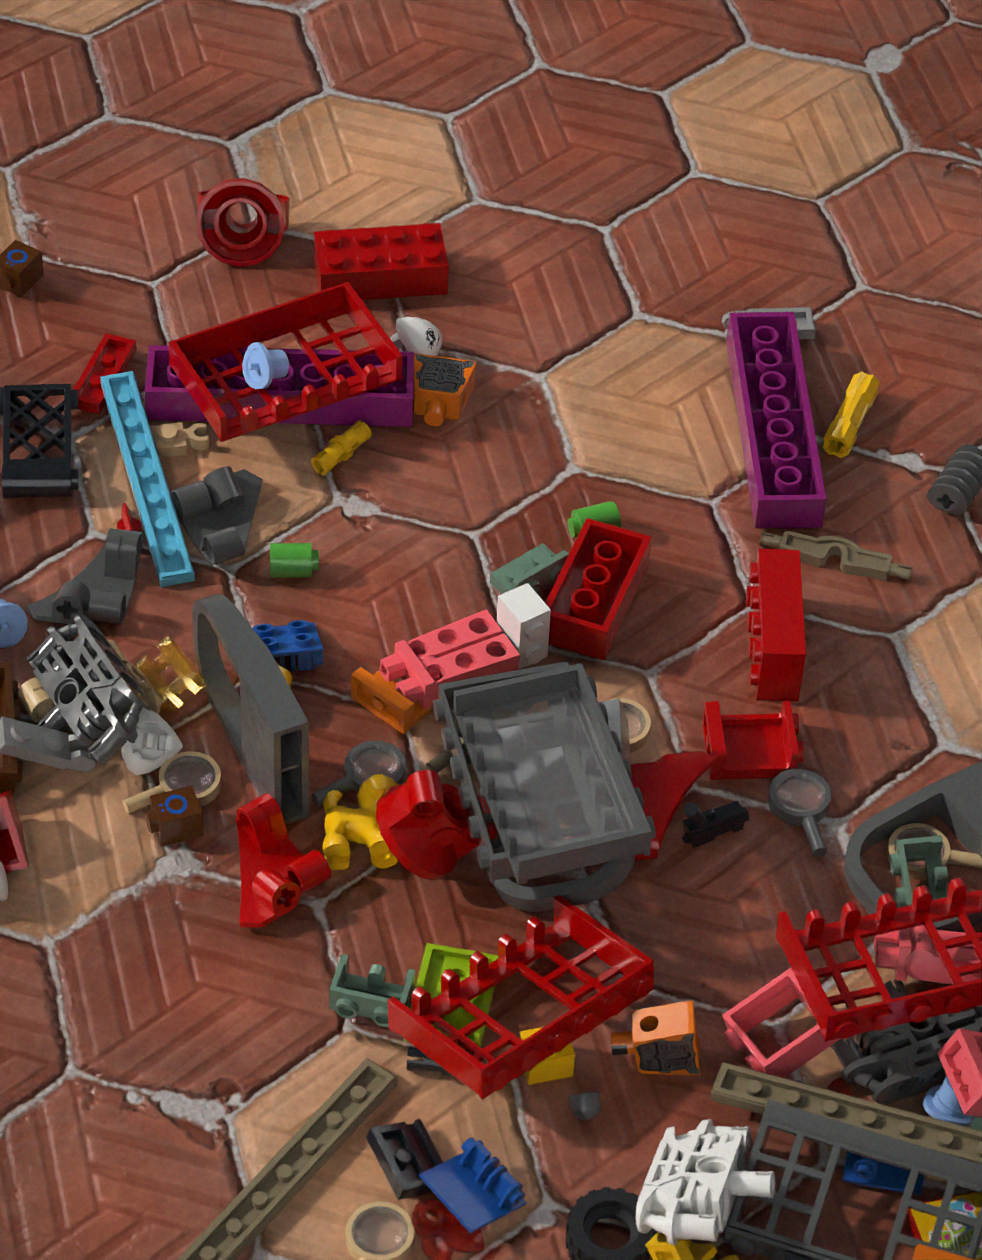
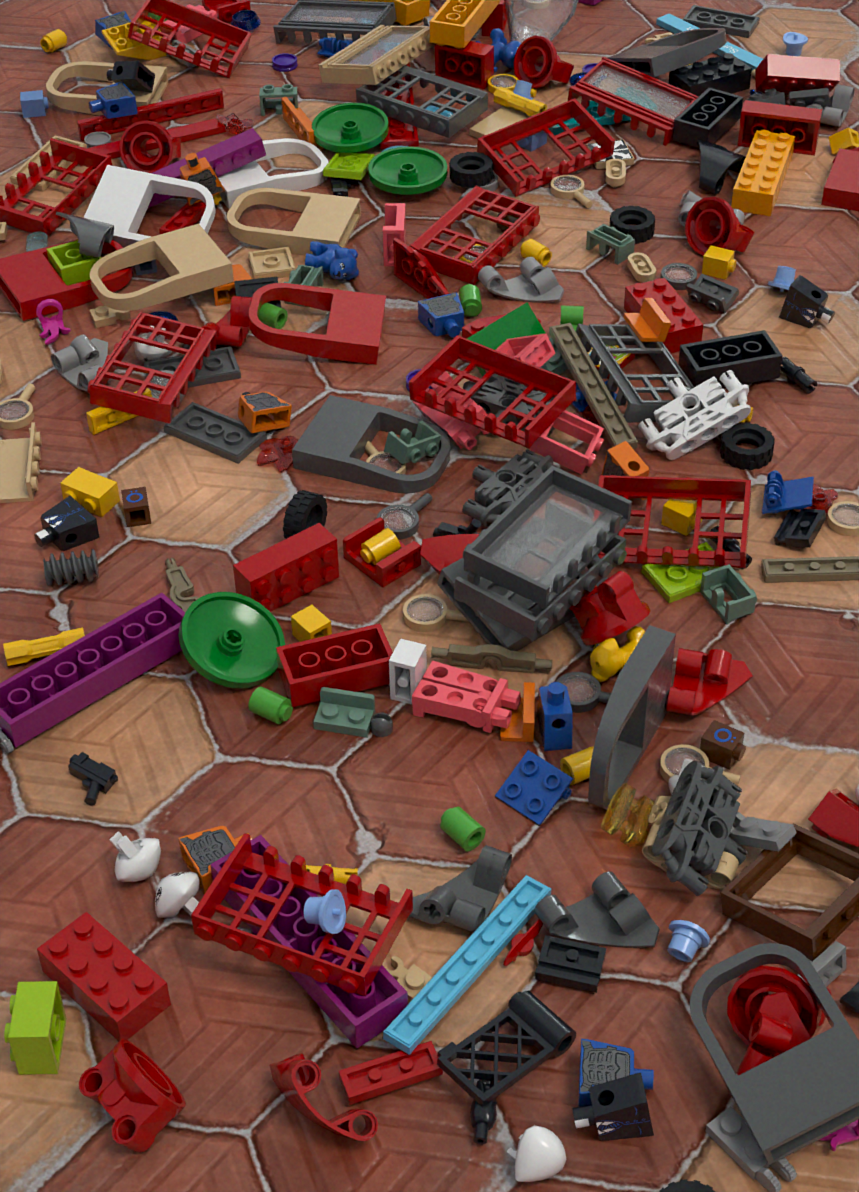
camera: 125 degrees left, 5 degrees down
(70, 539) = (570, 963): none -> black plate
(118, 298) = (298, 1076): none -> red panel
(350, 705) = (551, 705): none -> blue torso
(361, 193) = (36, 1027): none -> lime brick
(488, 337) = (136, 858): none -> white piece
(493, 590) = (381, 725): none -> dark grey hinge
(629, 373) = (94, 776): none -> black piece
(680, 612) = (310, 624): none -> yellow brick
(709, 526) = (231, 639): none -> green dish
(728, 909) = (504, 485): none -> dark grey piece
(751, 731) = (380, 546): none -> yellow brick
(854, 685) = (303, 512): none -> black tyre

